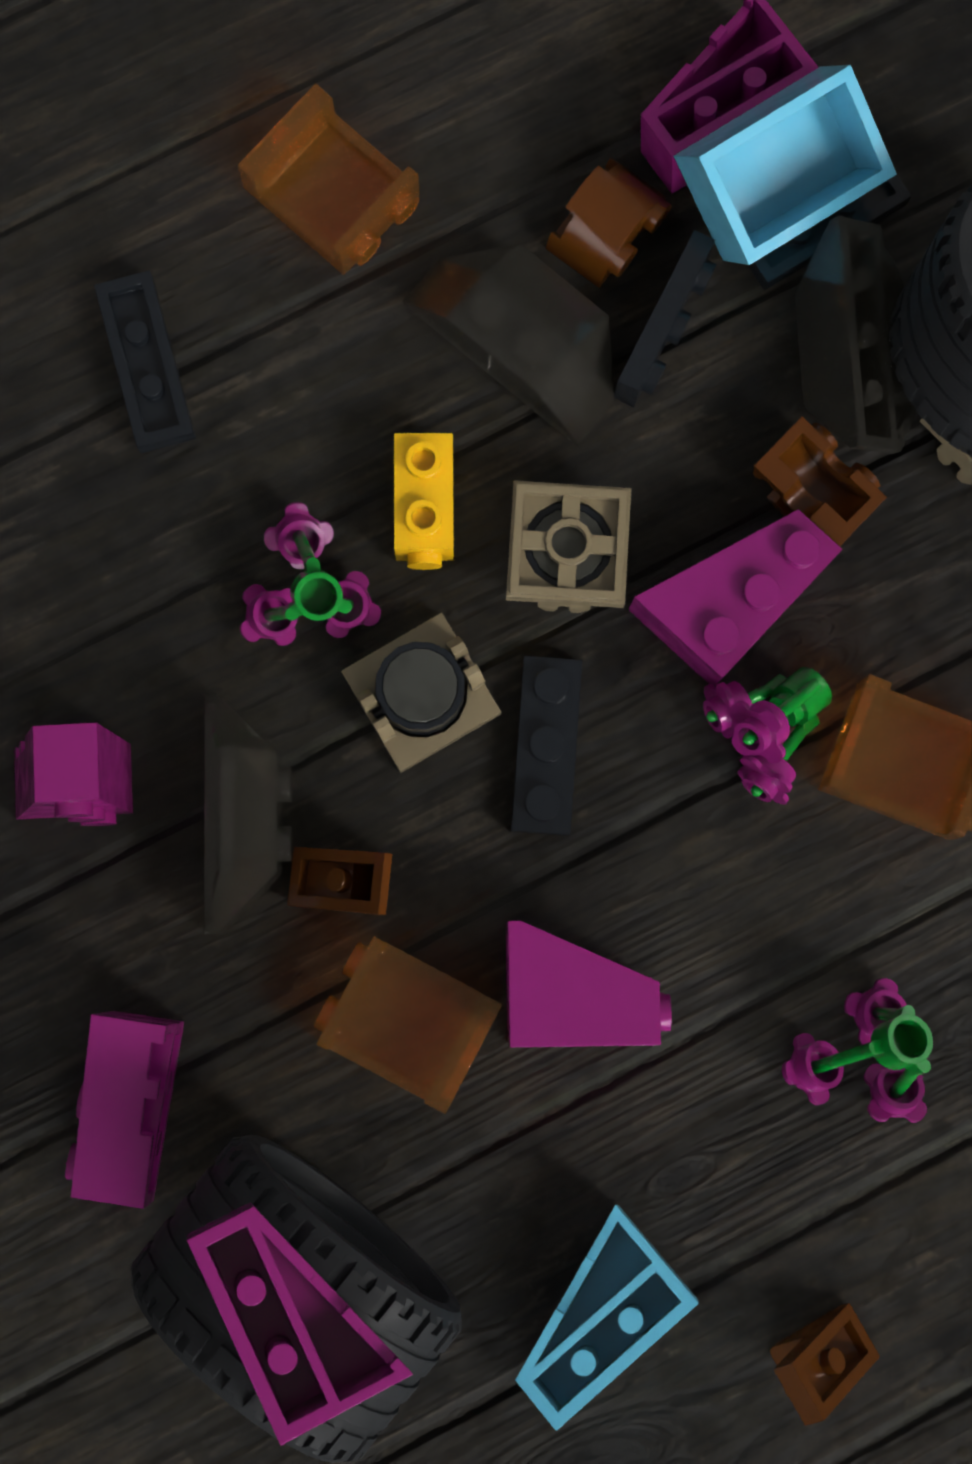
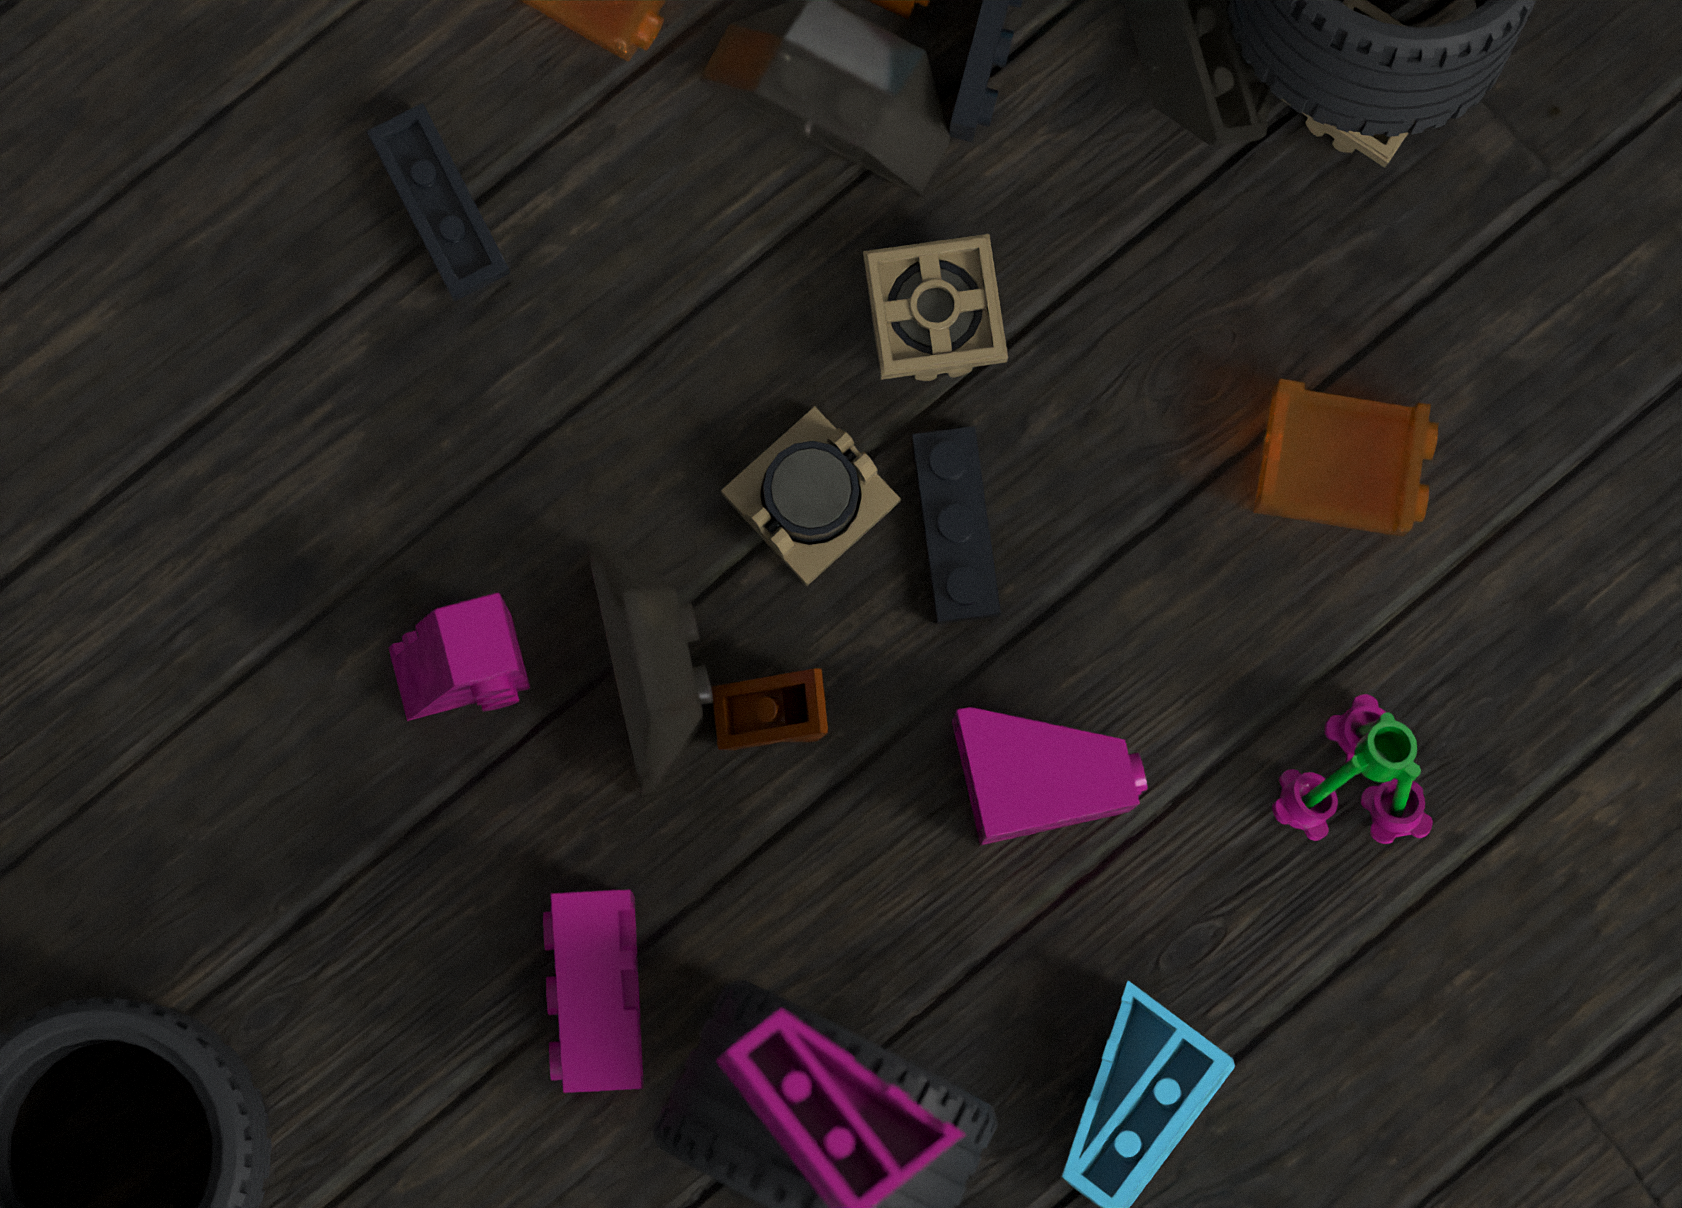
camera: 15 degrees left, 0 degrees up
(312, 592) = (679, 414): magenta plant -> none
(407, 1022) = (871, 844): clear orange panel -> none
(423, 499) = (771, 290): yellow brick -> none
(736, 595) = (1123, 324): magenta wedge -> none
(763, 726) = (1178, 456): magenta plant -> none
(817, 482) = (1185, 190): reddish brown cylinder -> none
(823, 1362) = (1378, 1099): reddish brown slope -> none

